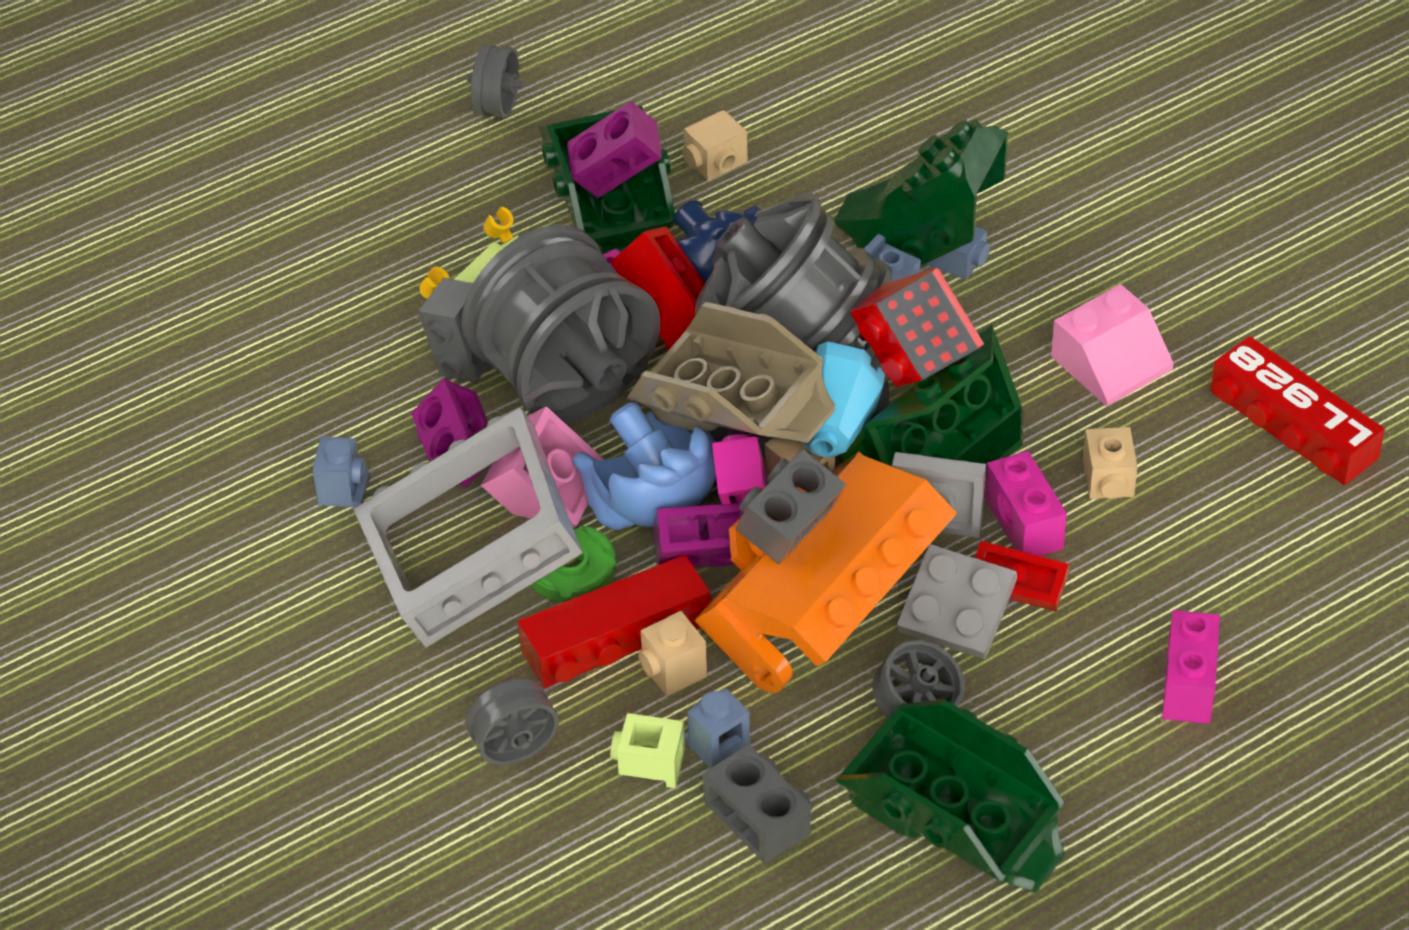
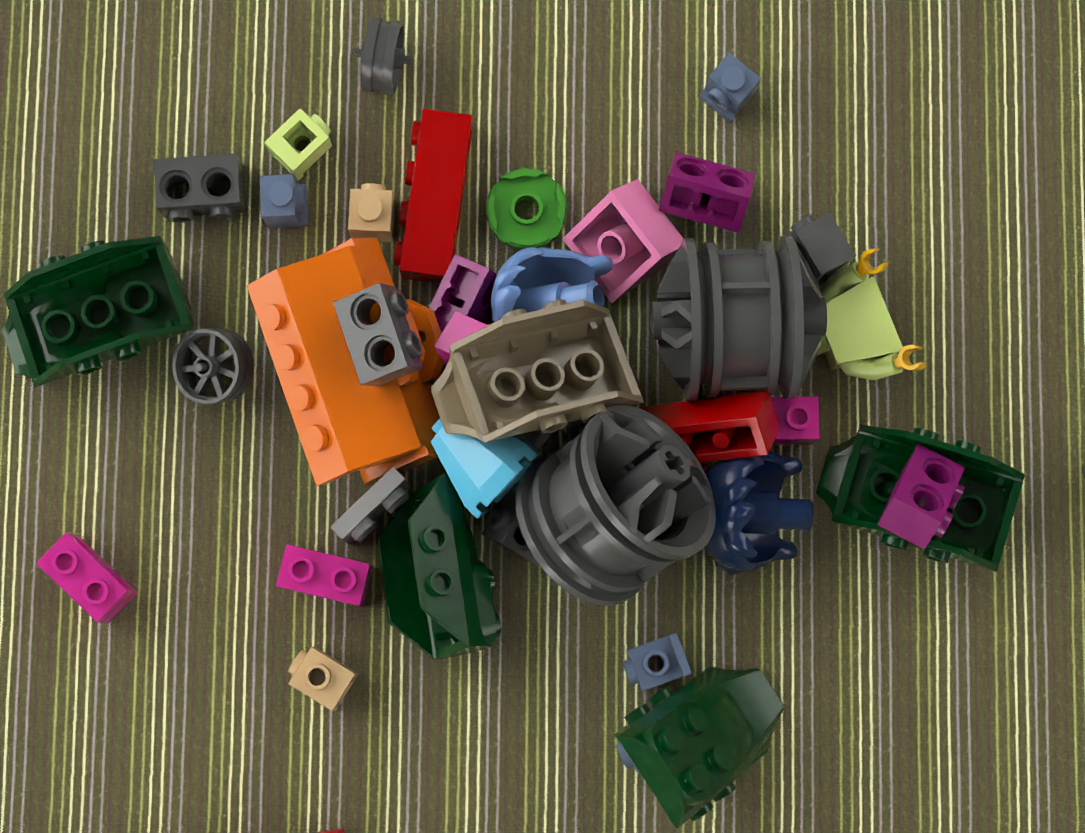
camera: 120 degrees right, 35 degrees up
(495, 569) = (517, 176): light grey windscreen -> none
(715, 145) = (914, 624): tan brick -> none
(915, 326) = (482, 549): slope -> none
(957, 601) = (268, 458): light grey plate -> none
(1038, 578) = (266, 521): red plate -> none
(1111, 345) = (442, 781): bright pink slope -> none

